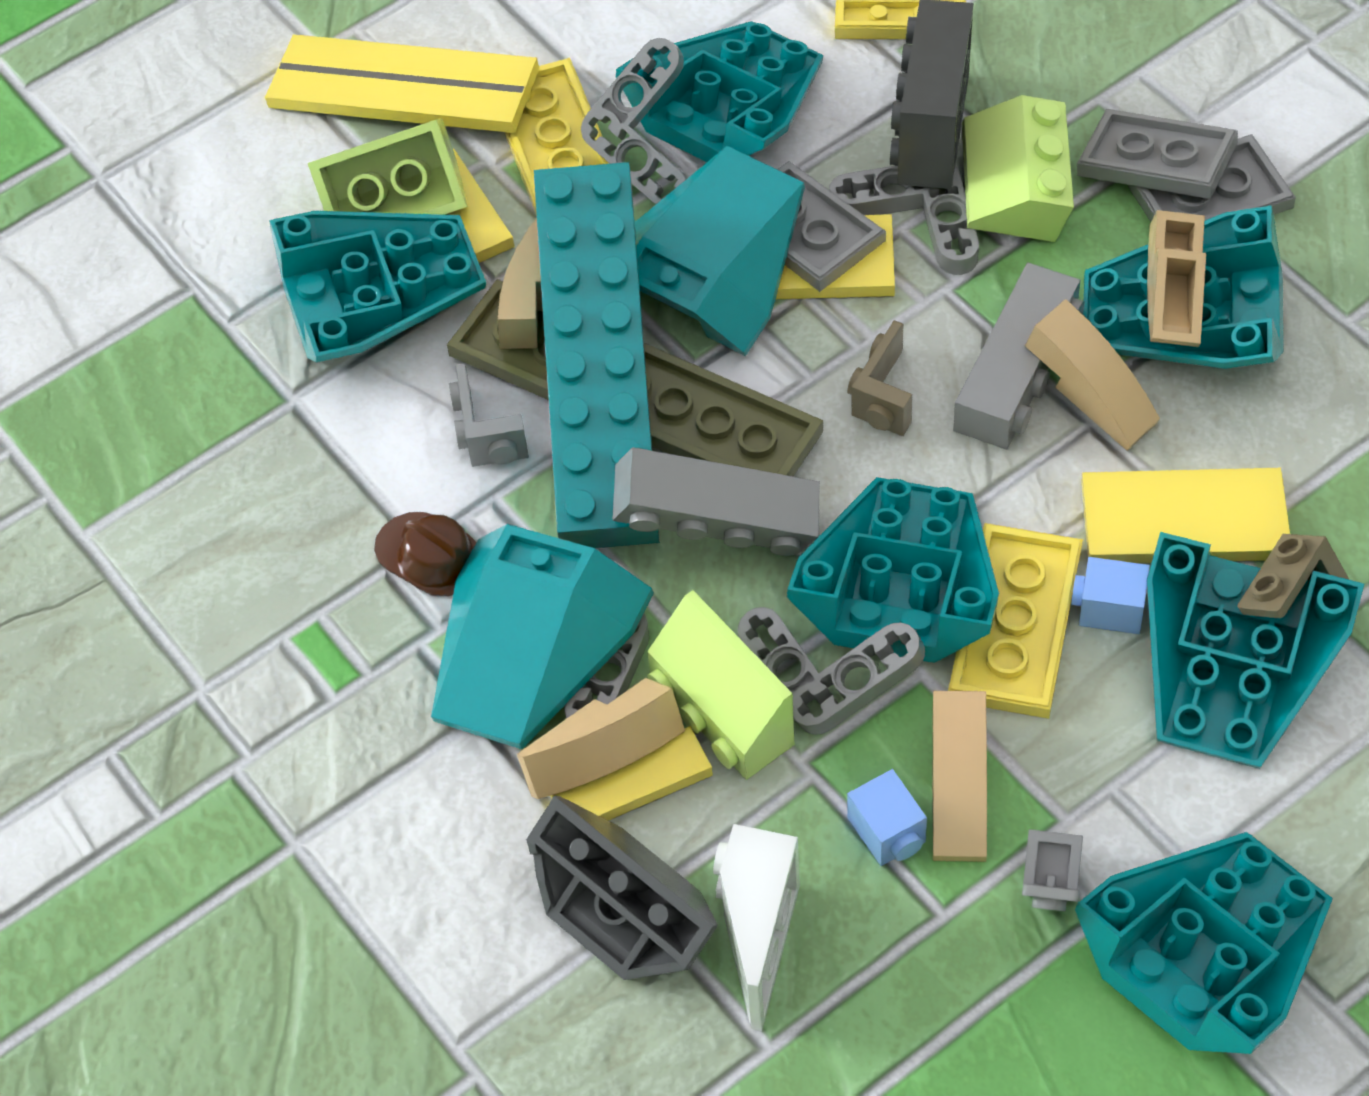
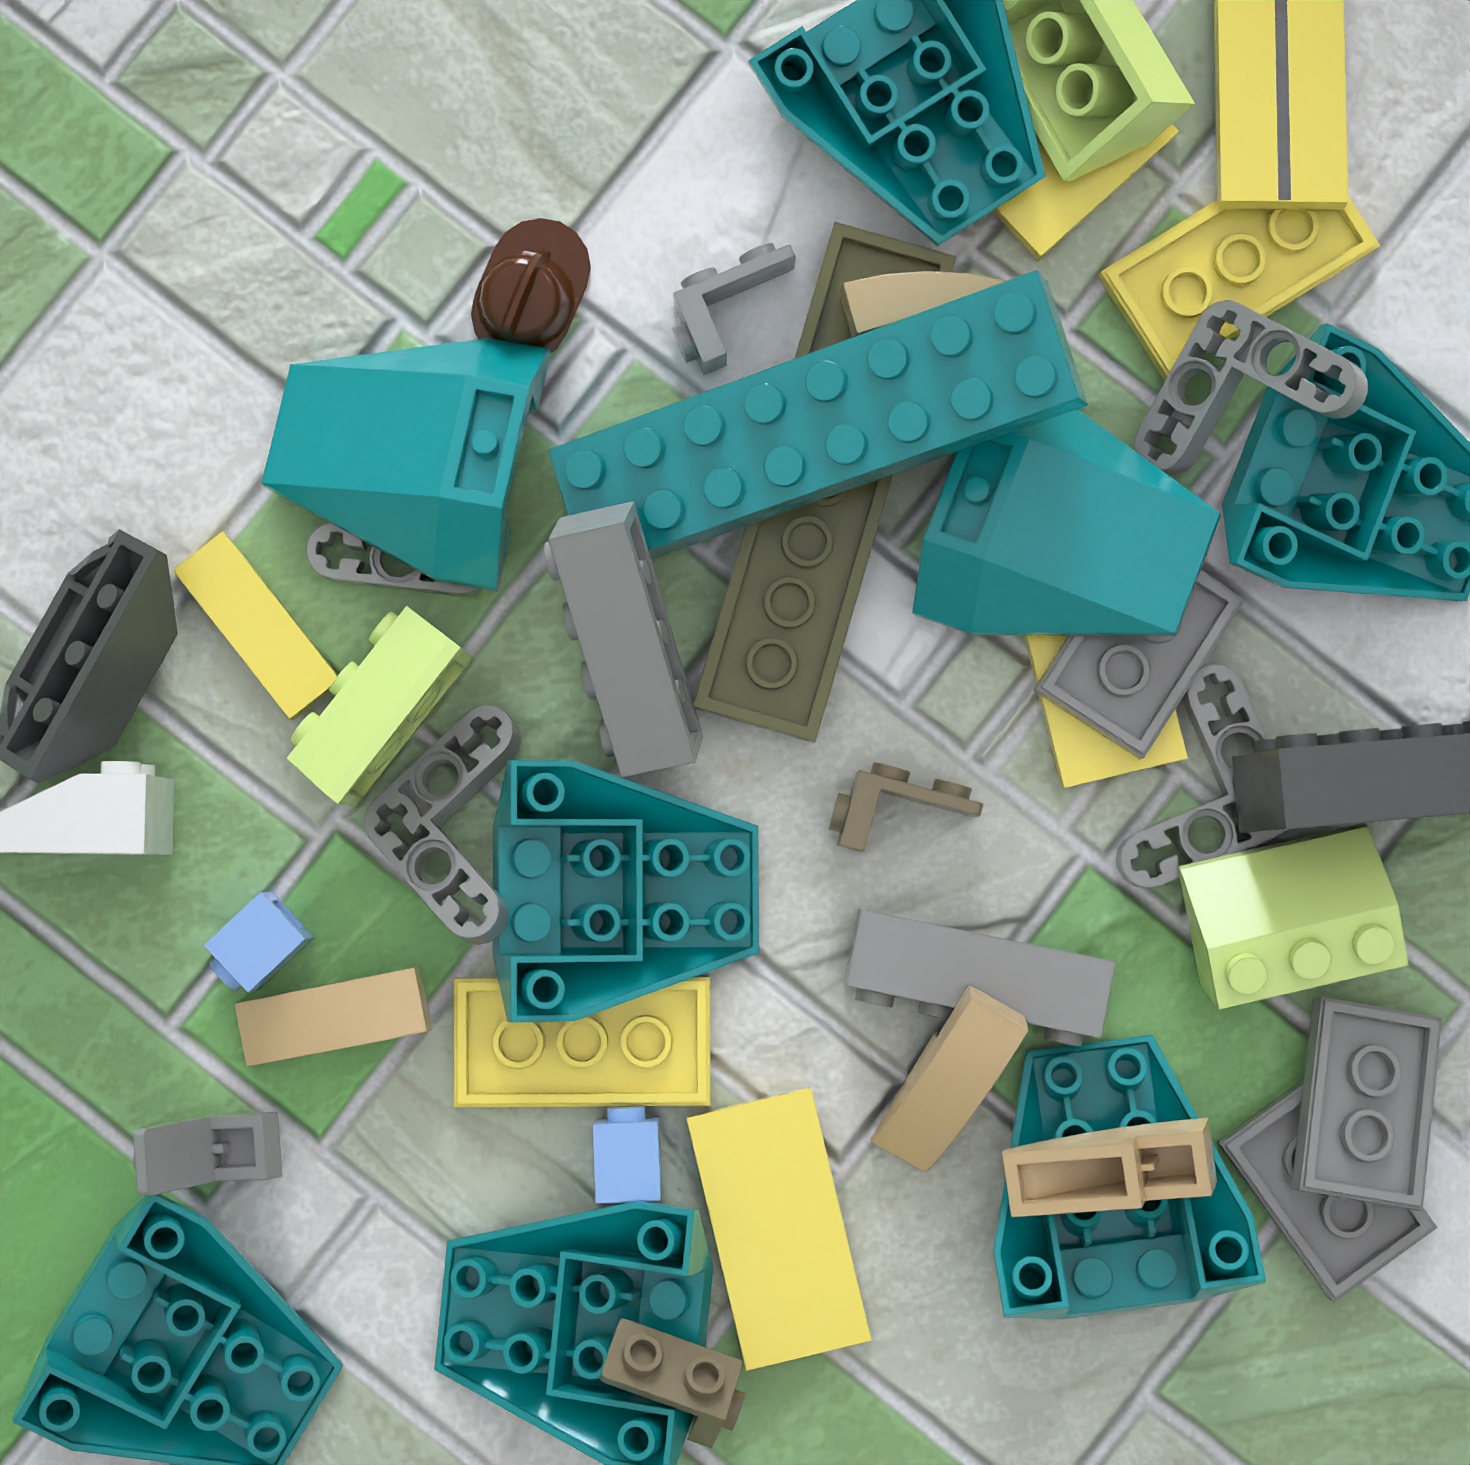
camera: 70 degrees right, 30 degrees up
(601, 739) = (280, 581): tan slope -> none

